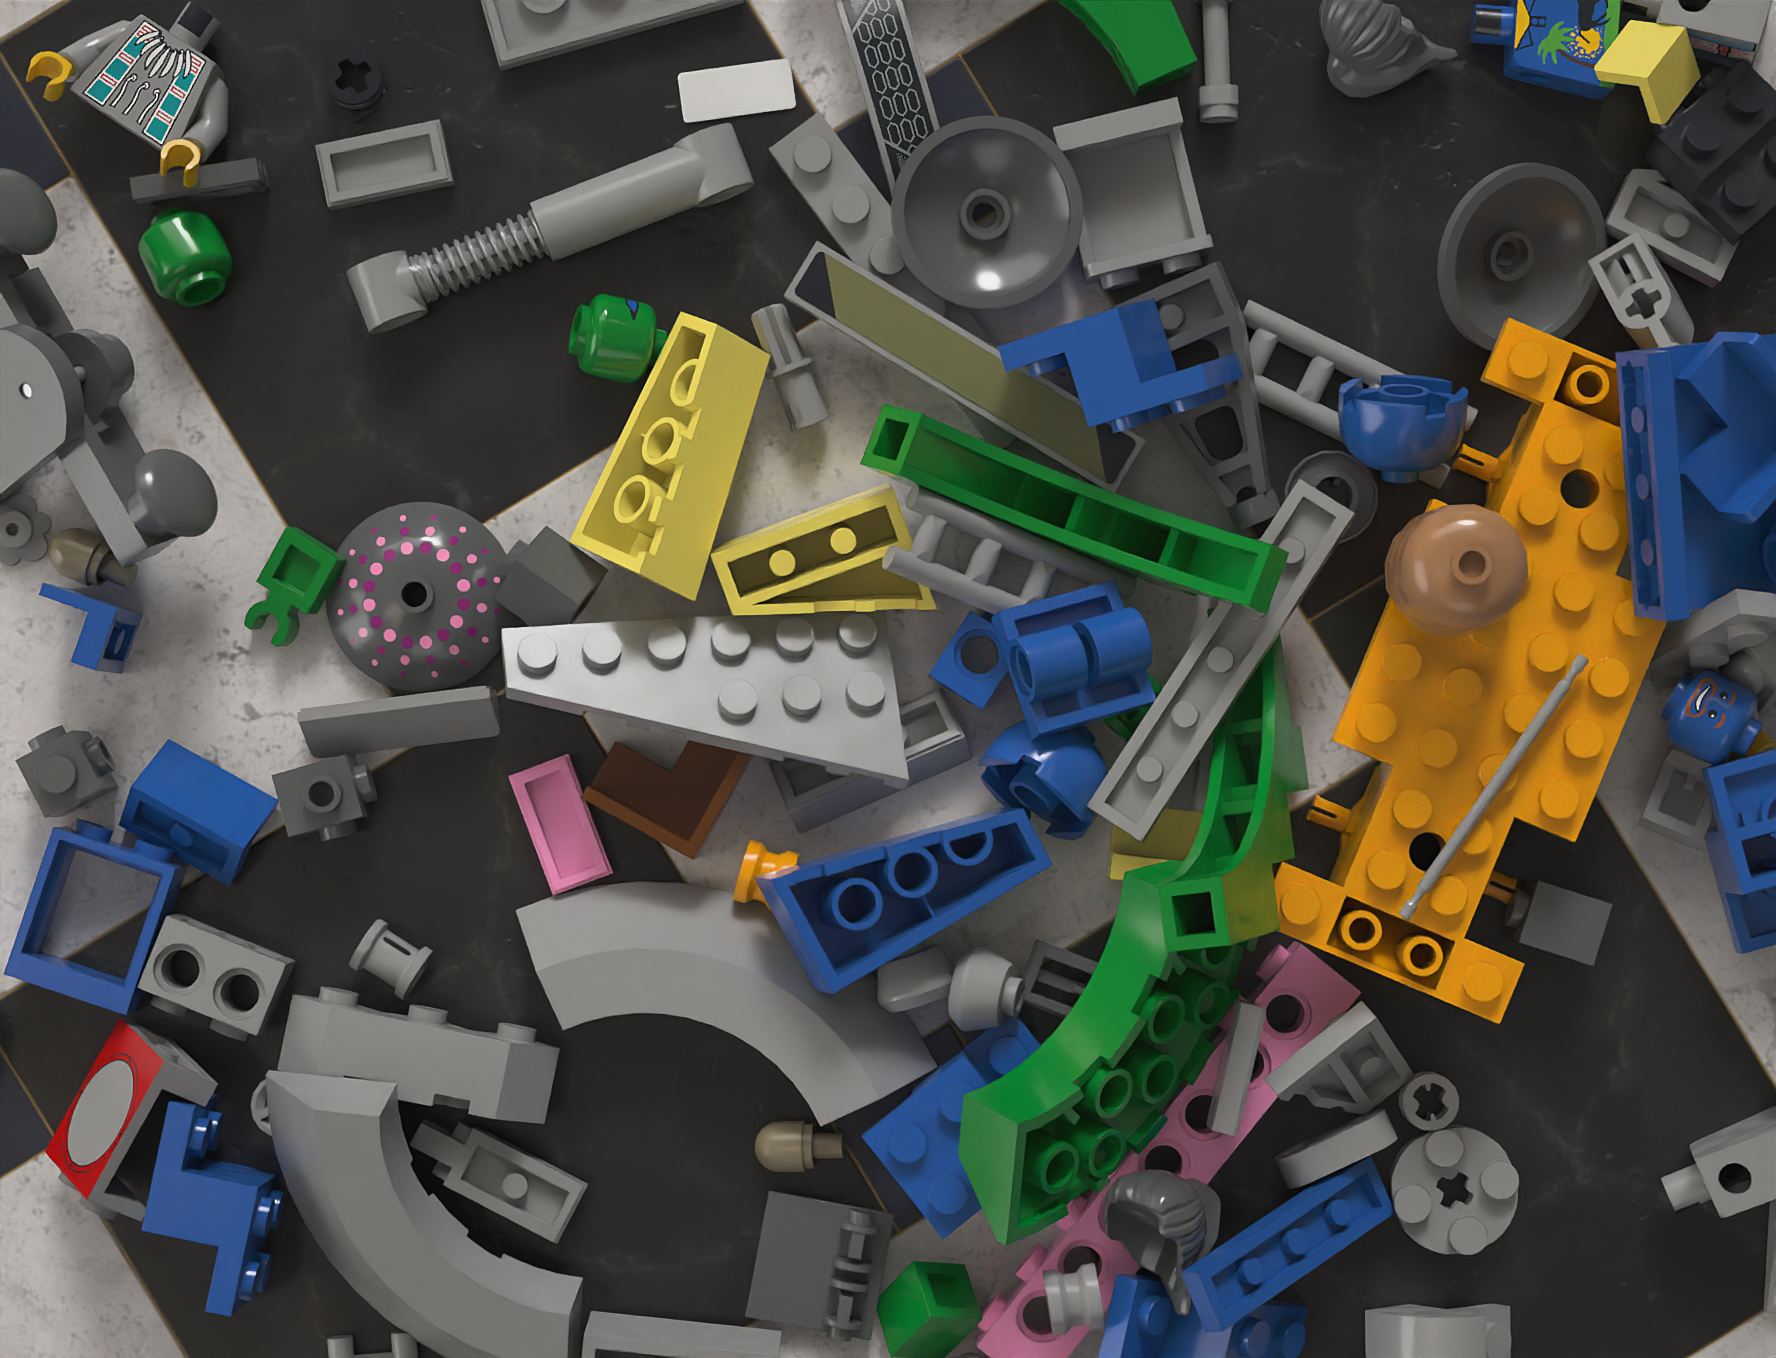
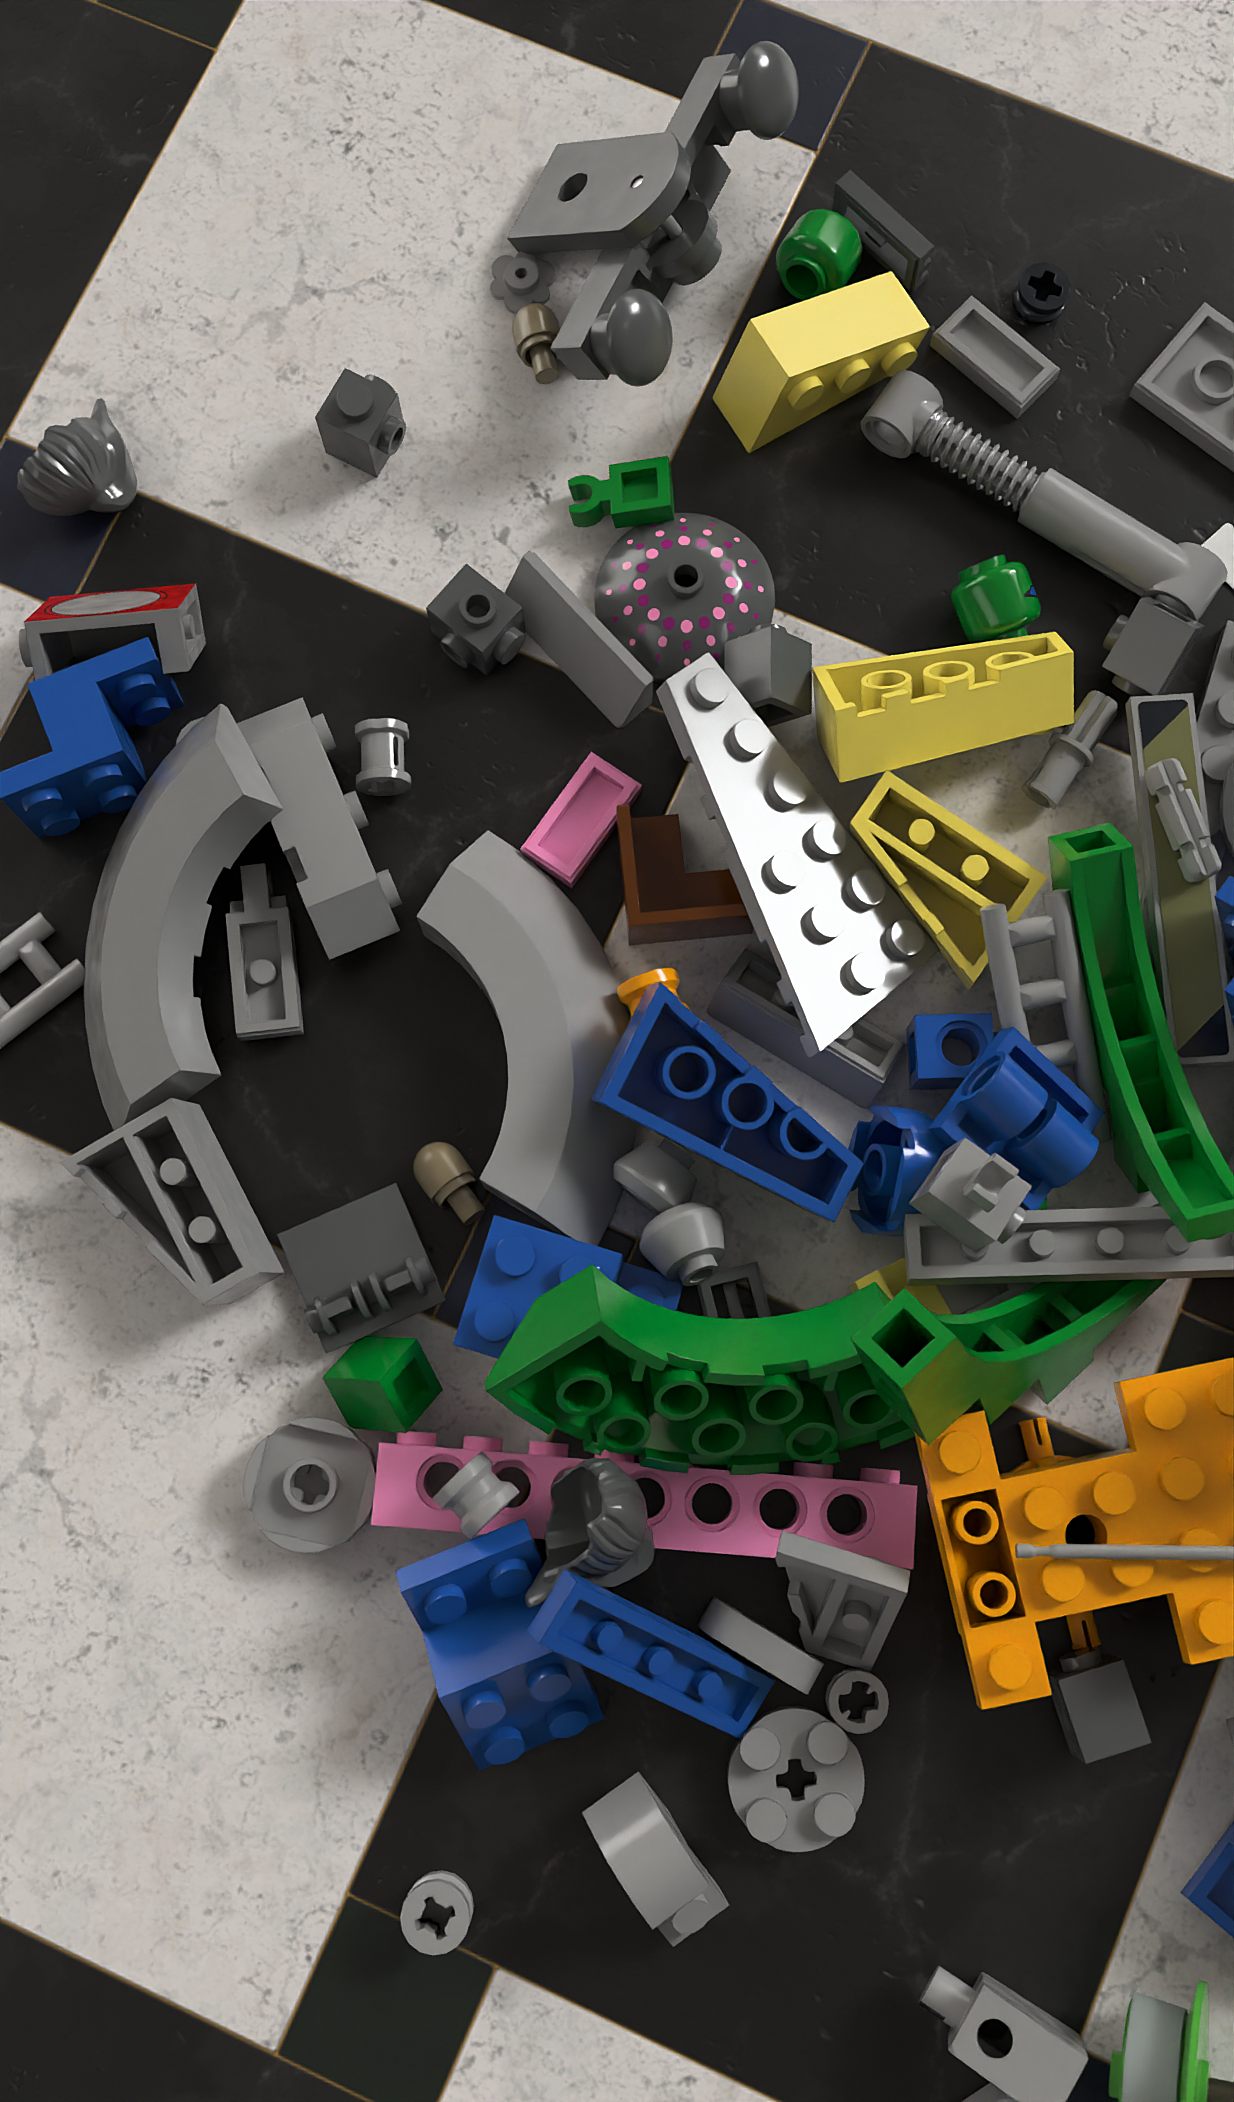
camera: 60 degrees right, 10 degrees down
(69, 978) = (250, 472): blue window -> none
(106, 630) = (489, 367): blue panel -> none
(149, 84) = (928, 142): torso -> none
(197, 811) = (396, 538): blue panel -> none
(220, 961) = (285, 632): light grey brick -> none
(286, 327) = (817, 356): none -> light yellow wedge
(749, 240) = (1149, 647): none -> dark grey brick
(920, 337) = (1182, 820): none -> light grey axle
(1112, 750) = (973, 1195): none -> light grey brick
(1236, 1067) = (776, 1498): light grey tile -> none

